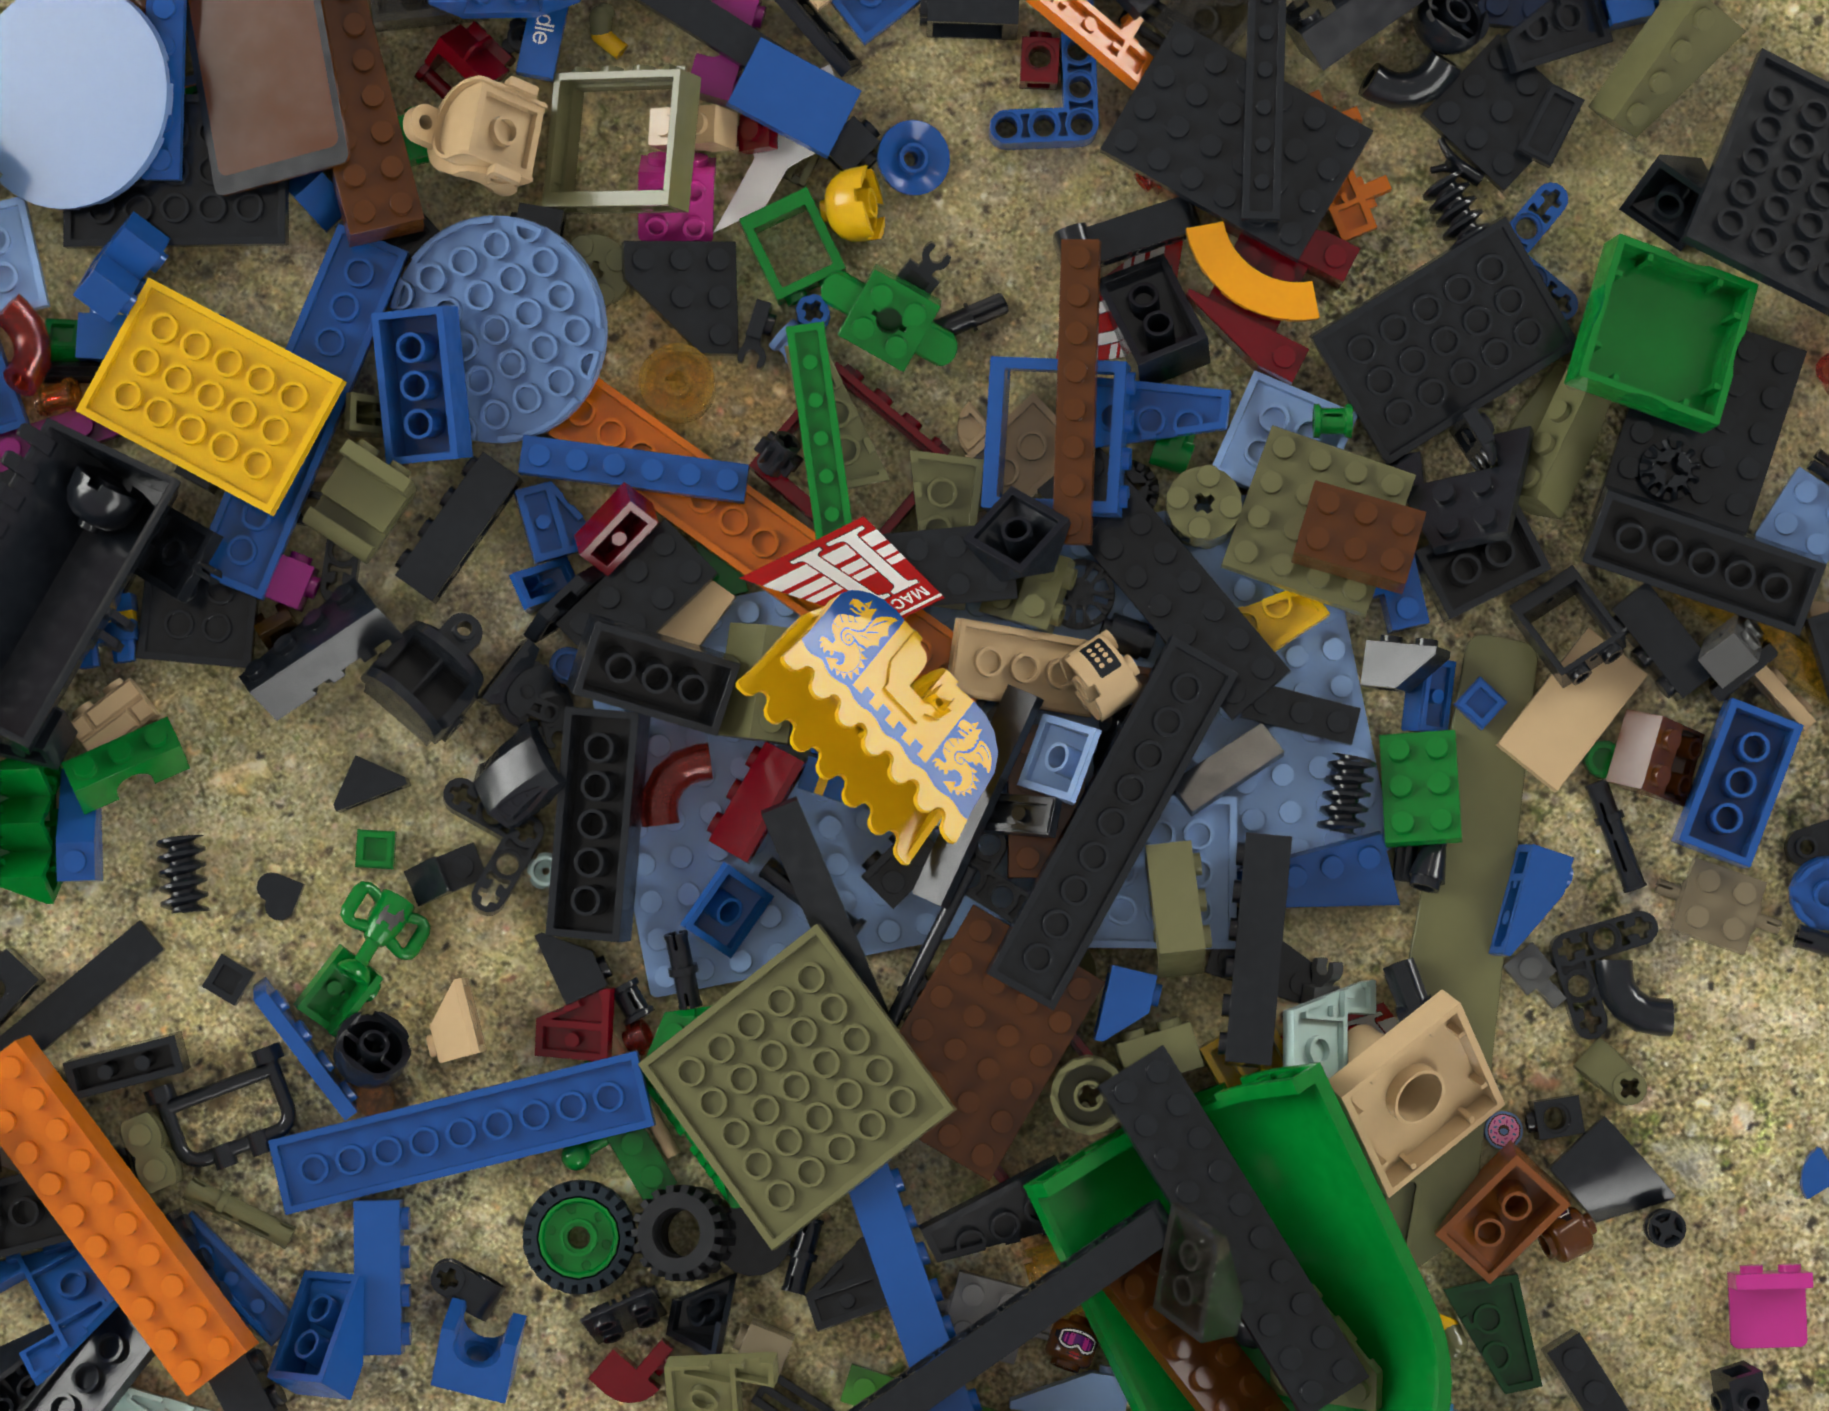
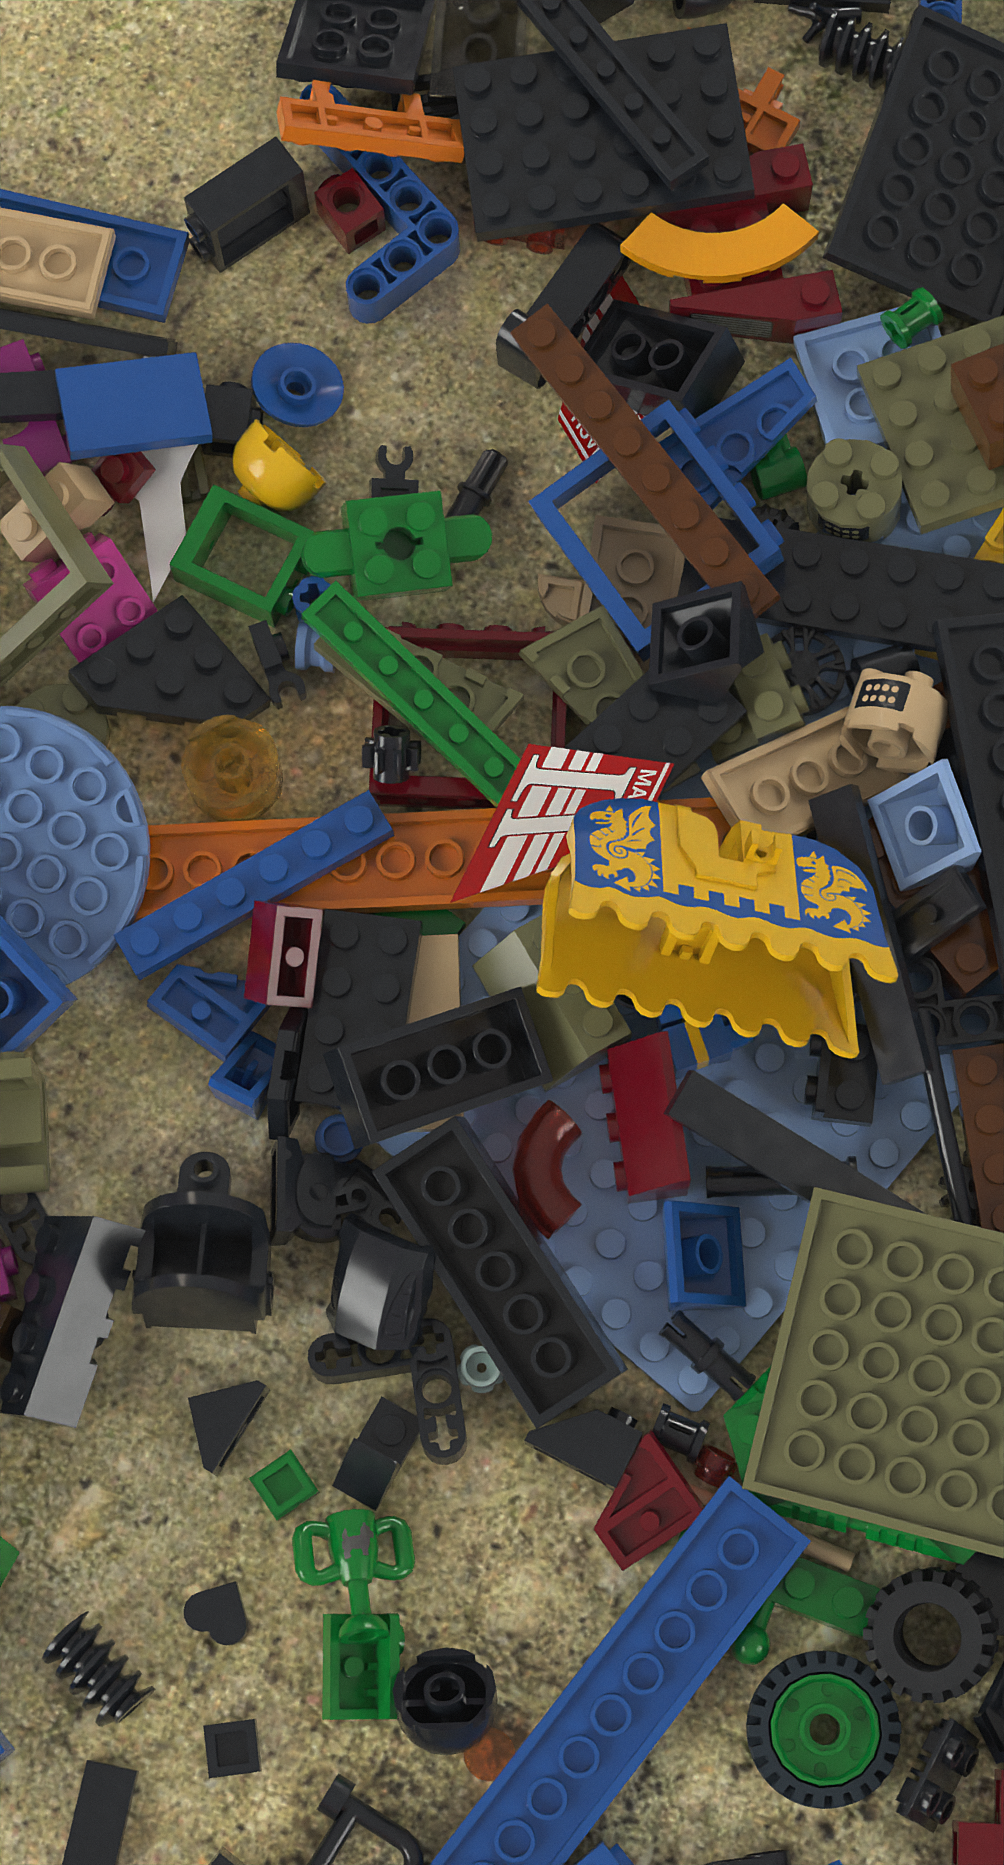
camera: 30 degrees left, 10 degrees down
(299, 1040) = (355, 1749): blue wing -> none
(456, 1025) = (516, 1604): tan slope -> none
(458, 527) = (115, 1084): black brick -> none

